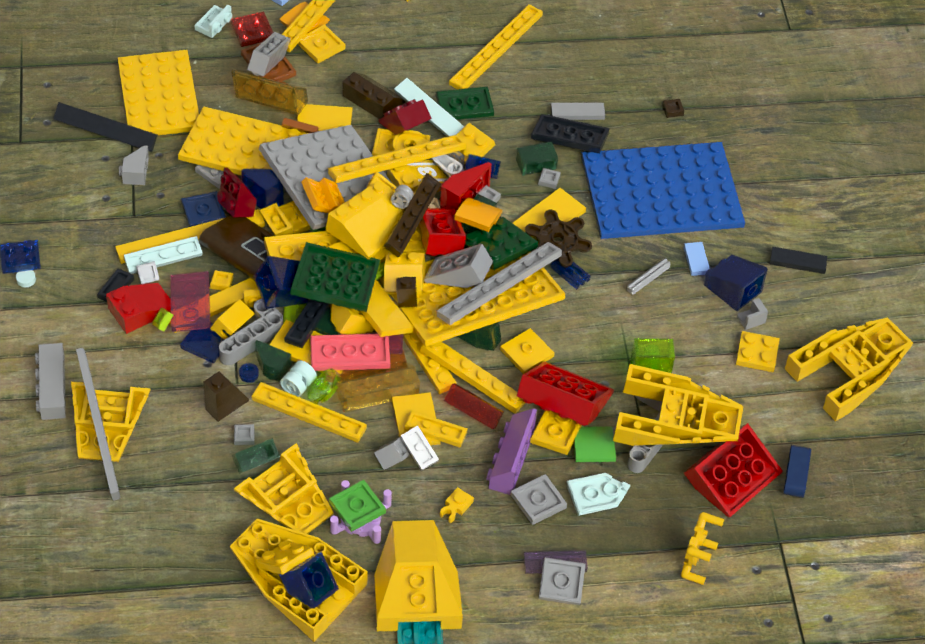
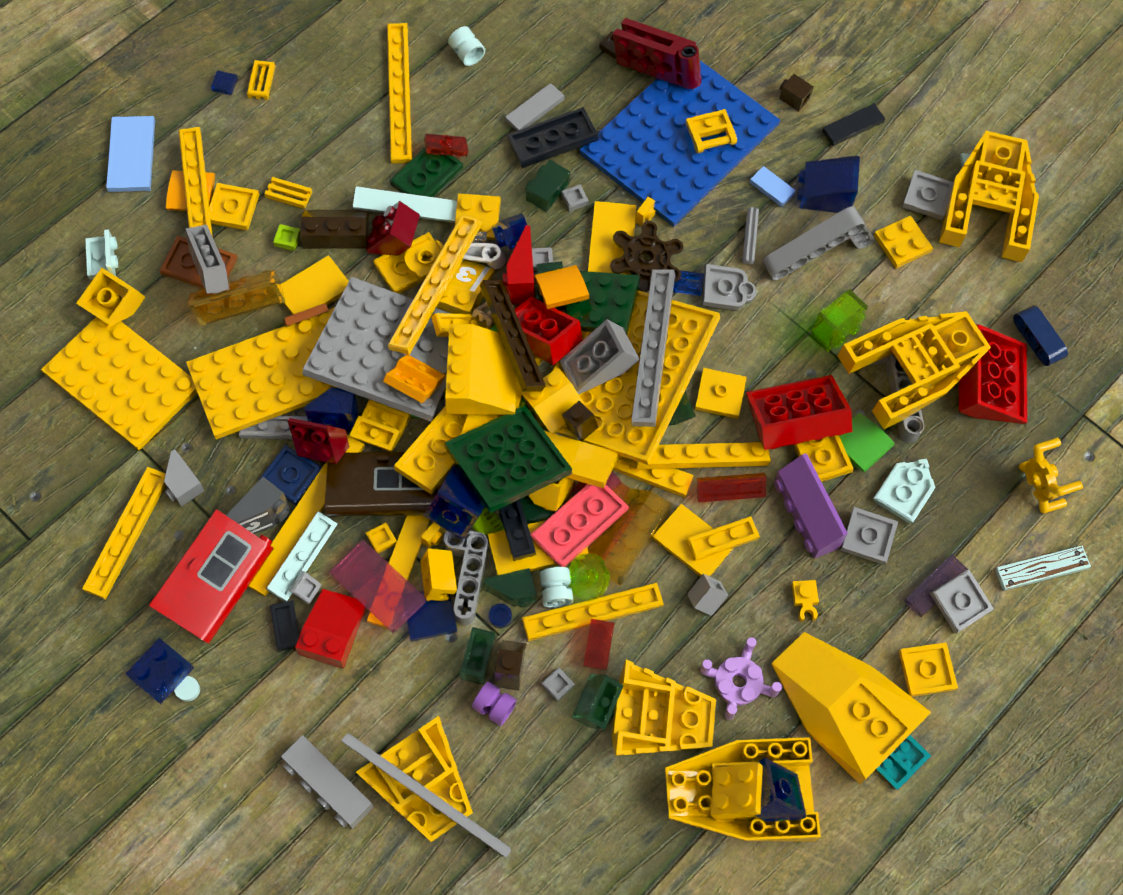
camera: 40 degrees left, 15 degrees up
(74, 174) = (125, 534): none -> yellow plate
(98, 228) = (212, 576): none -> door
(105, 126) = (104, 458): black tile -> none
(155, 209) = (260, 507): none -> dark grey slope
(162, 319) = (371, 627): lime tile -> none
(192, 412) = (494, 703): none -> medium lavender wheel
(195, 44) = (110, 298): none -> yellow slope
(196, 378) = (478, 656): none -> clear green brick
(251, 28) = (148, 238): clear red plate -> none
(291, 429) = (598, 644): none -> clear red plate
(335, 81) = (287, 237): none -> lime plate
(357, 505) = (736, 676): bright green plate -> none
(367, 58) = (289, 189): none -> yellow tile
(402, 196) = (490, 324): light grey wheel -> none
(419, 448) = (728, 570): white plate -> none
(493, 93) = (446, 145): none -> clear red plate
(494, 602) = (928, 669): none -> yellow plate
(567, 46) = (466, 46): none -> light aqua wheel
(588, 213) = (645, 212): none -> yellow plate
(597, 294) = (726, 287): none -> light grey plate
(644, 607) = (1042, 568): none -> light aqua tile
(684, 190) = (709, 125): none -> yellow plate
(690, 125) = (658, 53): none -> dark red hinge
(692, 301) = (818, 241): none -> light grey beam
(755, 316) = (870, 207): light grey panel -> none
(774, 213) = (795, 92): none -> dark brown brick
(803, 331) = (928, 195): none -> light grey plate

